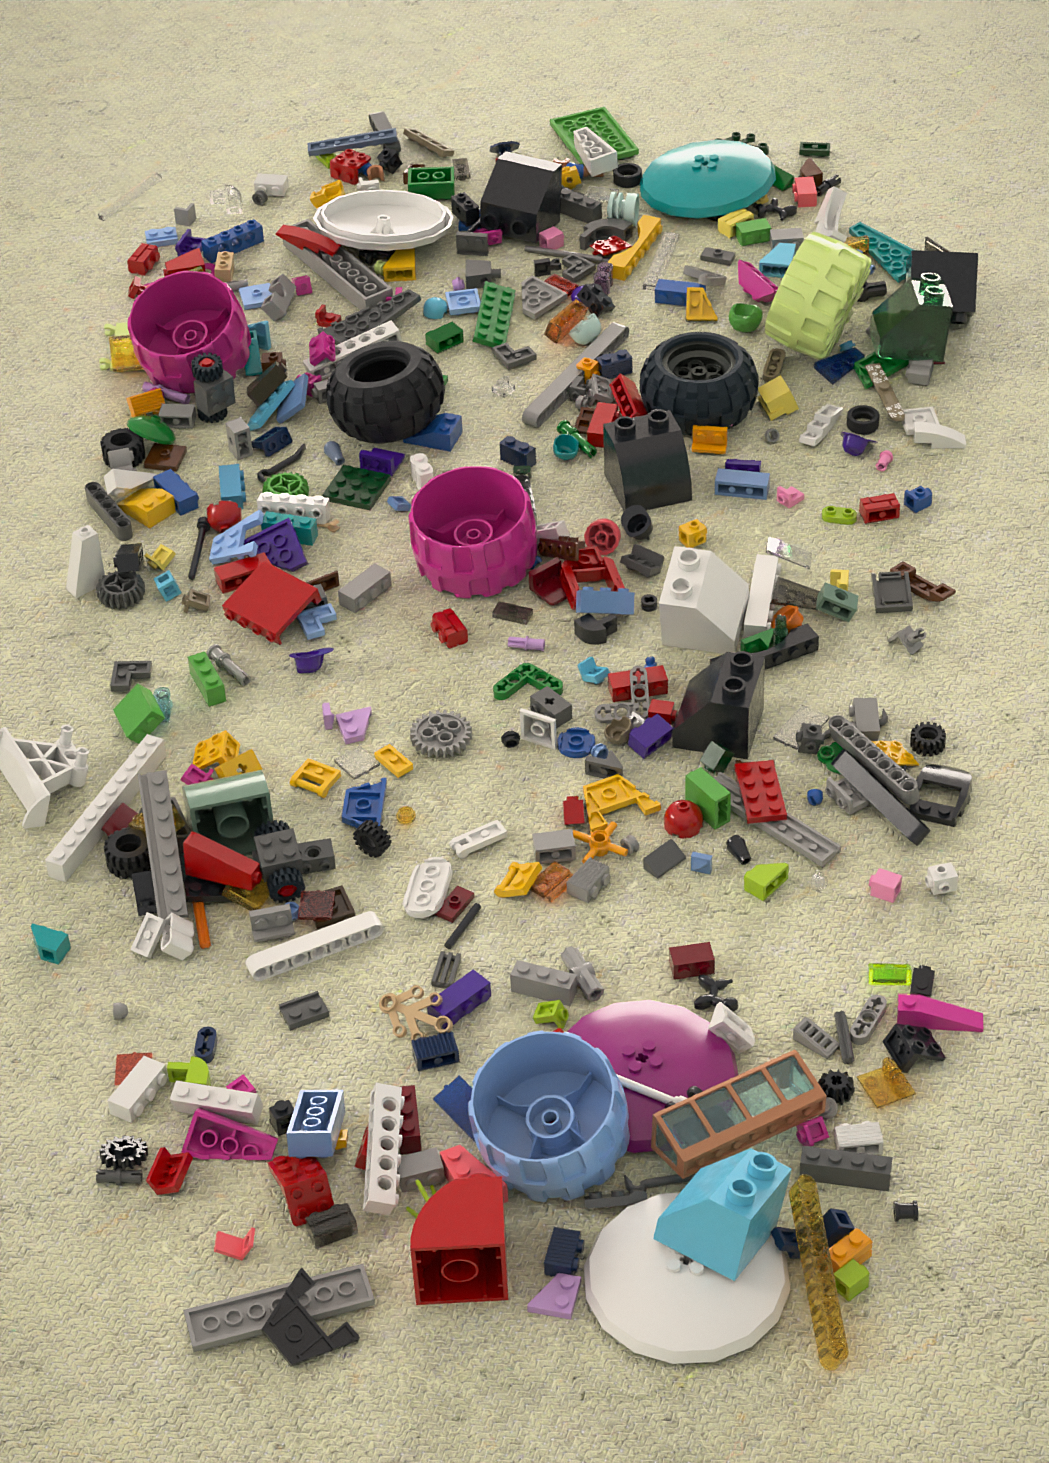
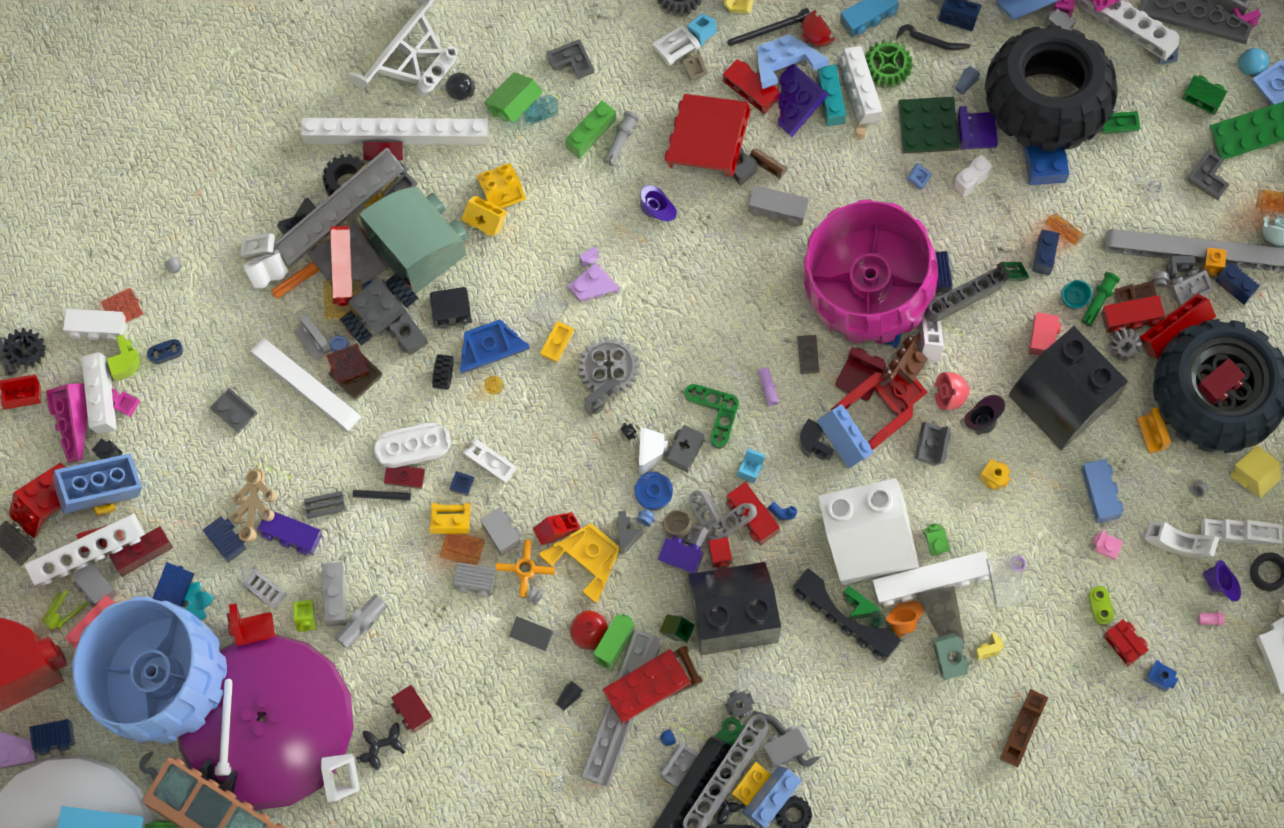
camera: 65 degrees right, 30 degrees up
(50, 943) = (221, 170): teal slope -> none
(98, 753) = (460, 86): none -> black hair
(164, 606) = (674, 41): none -> white plate
(196, 775) = (463, 186): dark pink bracket -> none
(312, 620) = (714, 179): light blue plate -> none
(312, 822) = (450, 307): none -> black bracket
(318, 773) = (513, 285): yellow plate -> none
(449, 628) = (755, 307): red brick -> none
(471, 739) = (595, 401): none -> dark grey plate
(488, 863) = (461, 483): none -> dark blue plate
(490, 1037) = (250, 579): none -> light grey slope
(495, 438) = (1065, 228): none -> clear orange plate
(587, 475) = (1043, 332): none -> coral brick
(616, 1198) = (121, 755): dark grey hinge -> none
(649, 603) = (878, 468): black bush -> none
(701, 863) = (536, 669): medium blue tile -> none
(704, 357) = (1221, 382): none -> dark red brick
(743, 465) = (1132, 481): dark purple bracket -> none
(765, 879) = (537, 733): lime slope -> none
(815, 452) = (1181, 543): none -> white arch
(891, 590) = (999, 700): dark grey container -> none
(907, 739) = (772, 796): none -> medium blue brick
(910, 638) = (931, 743): light grey bracket -> none

